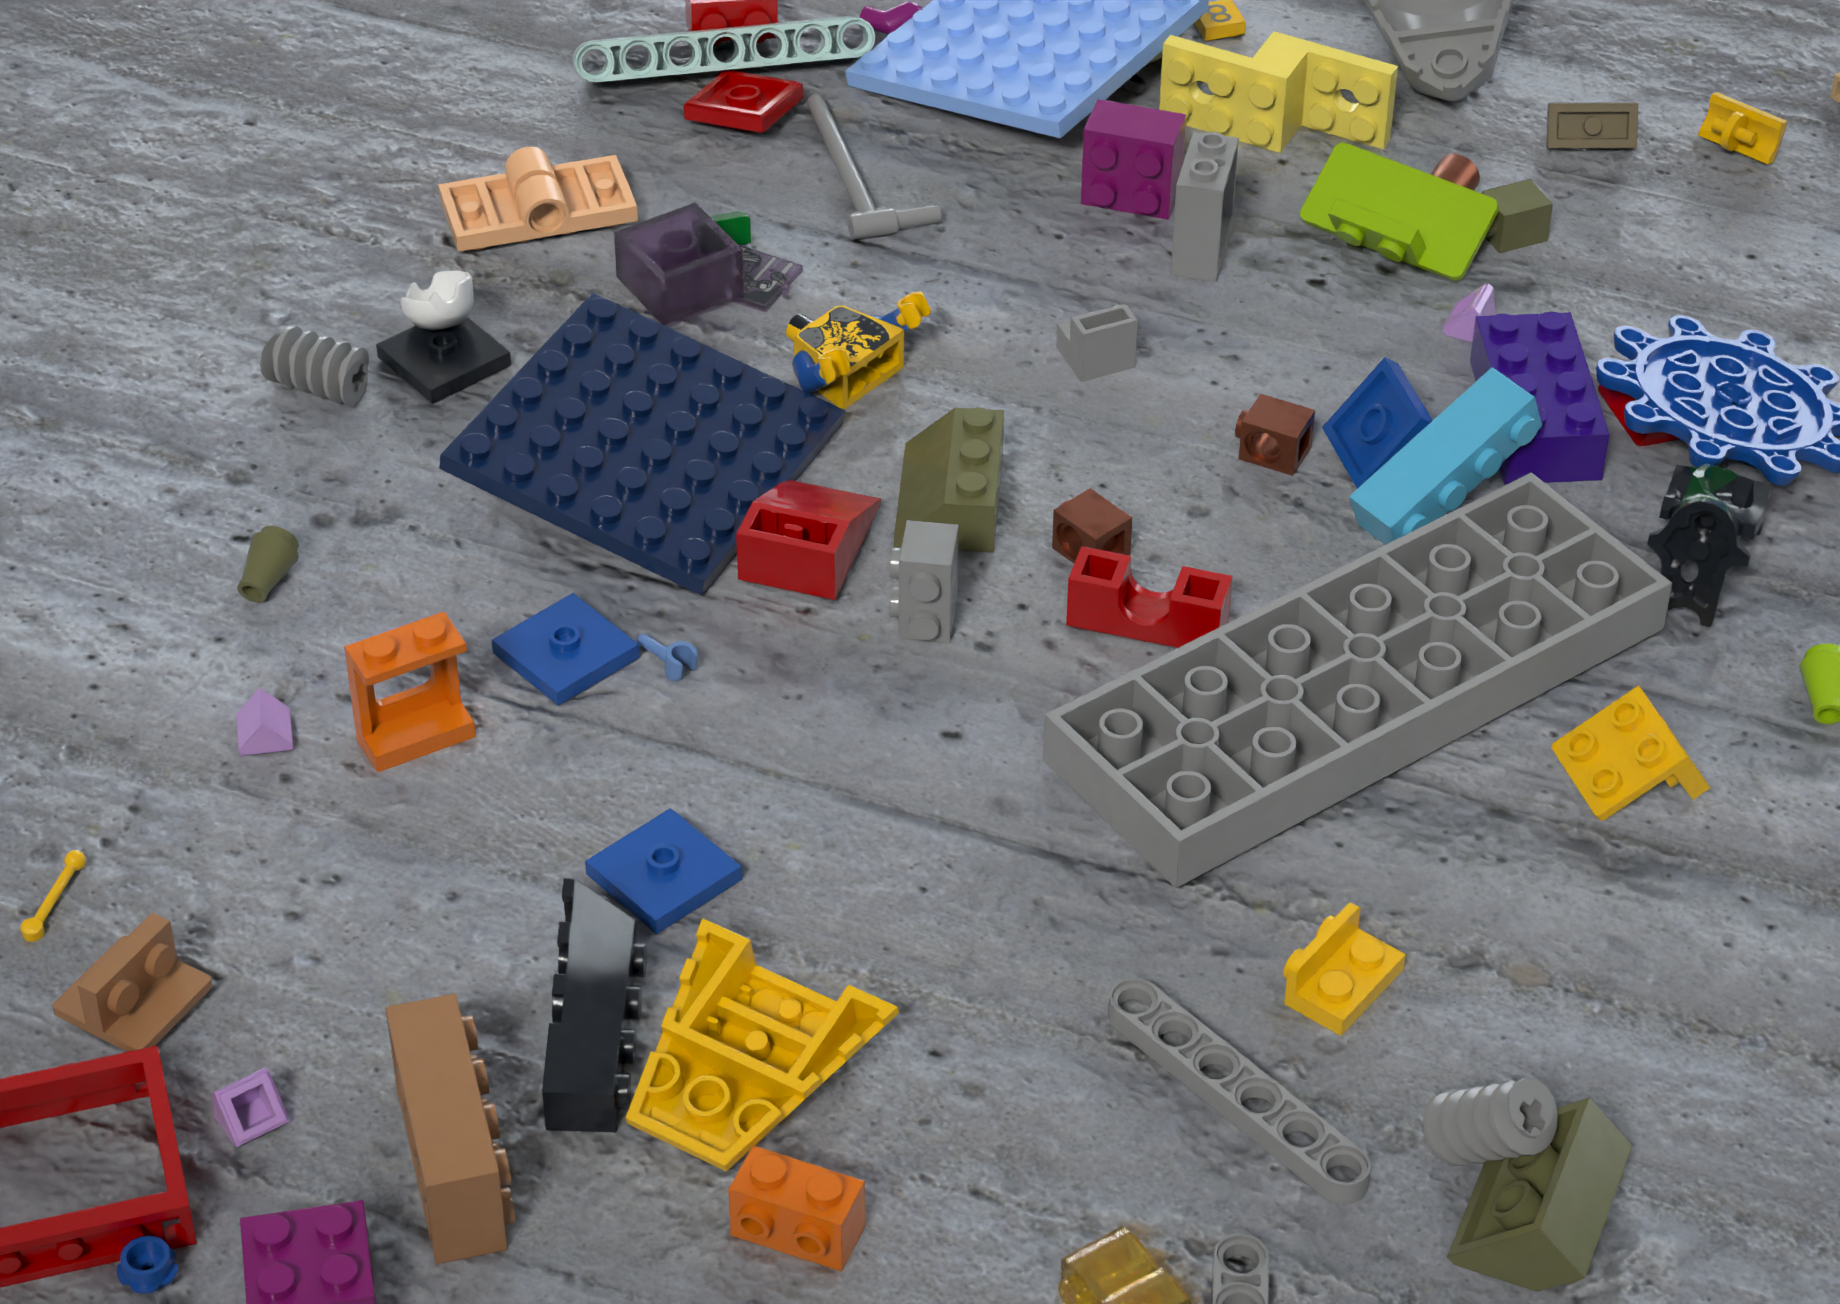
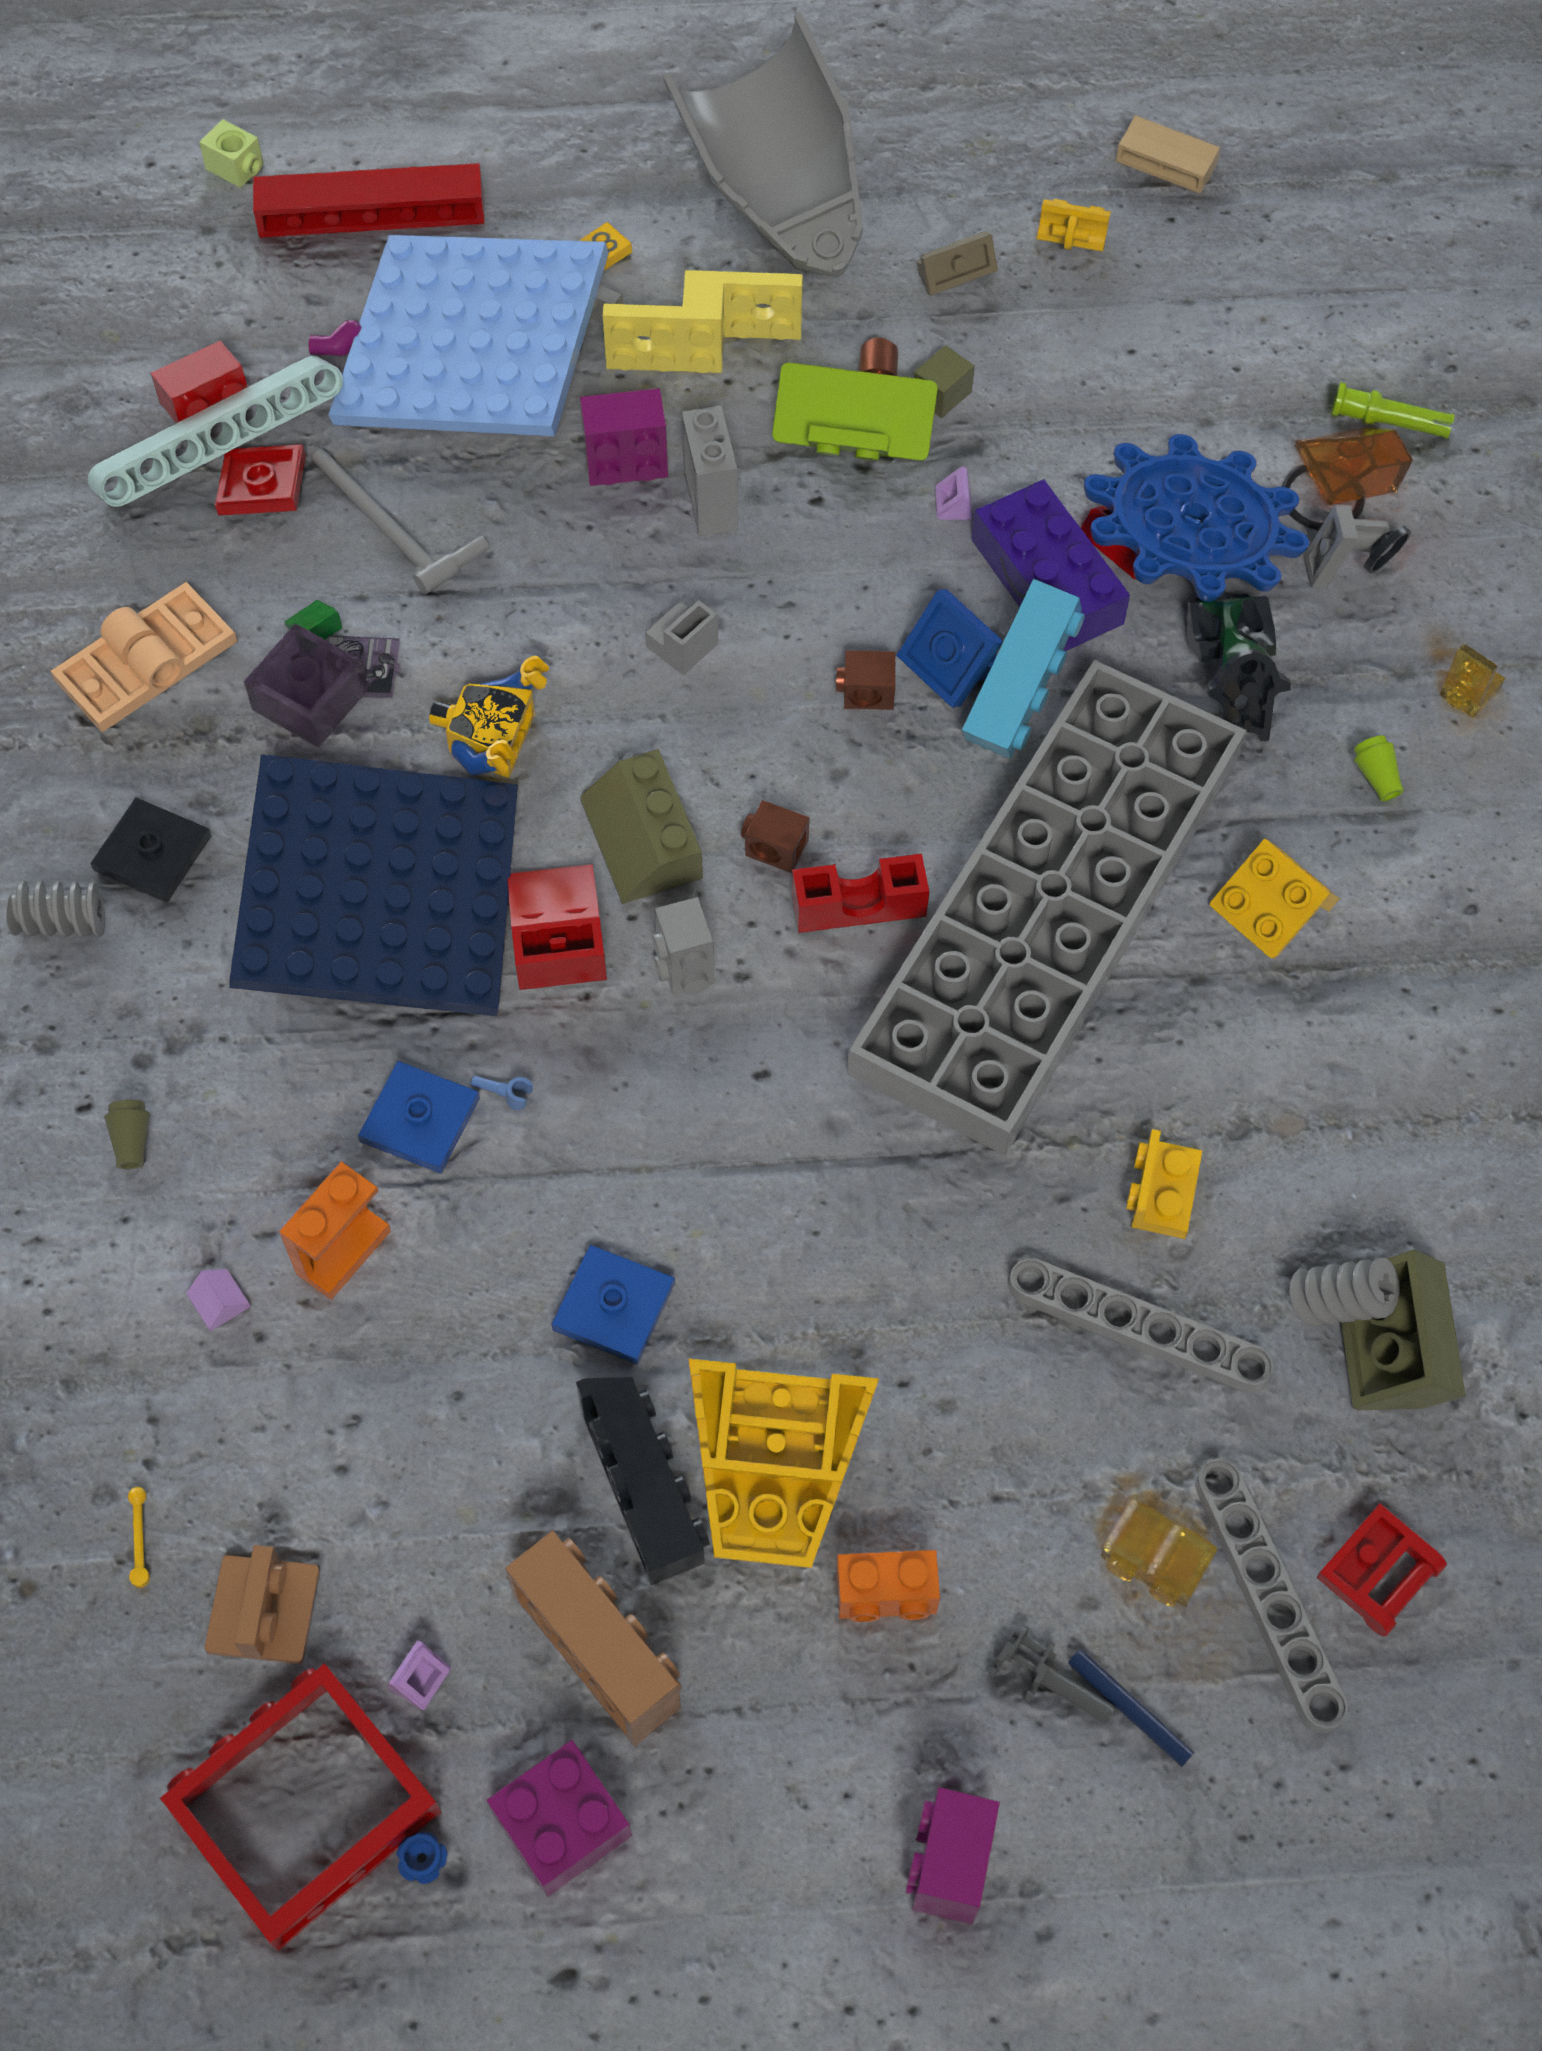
camera: 25 degrees left, 20 degrees up
(442, 304) = (129, 806): white hair -> none

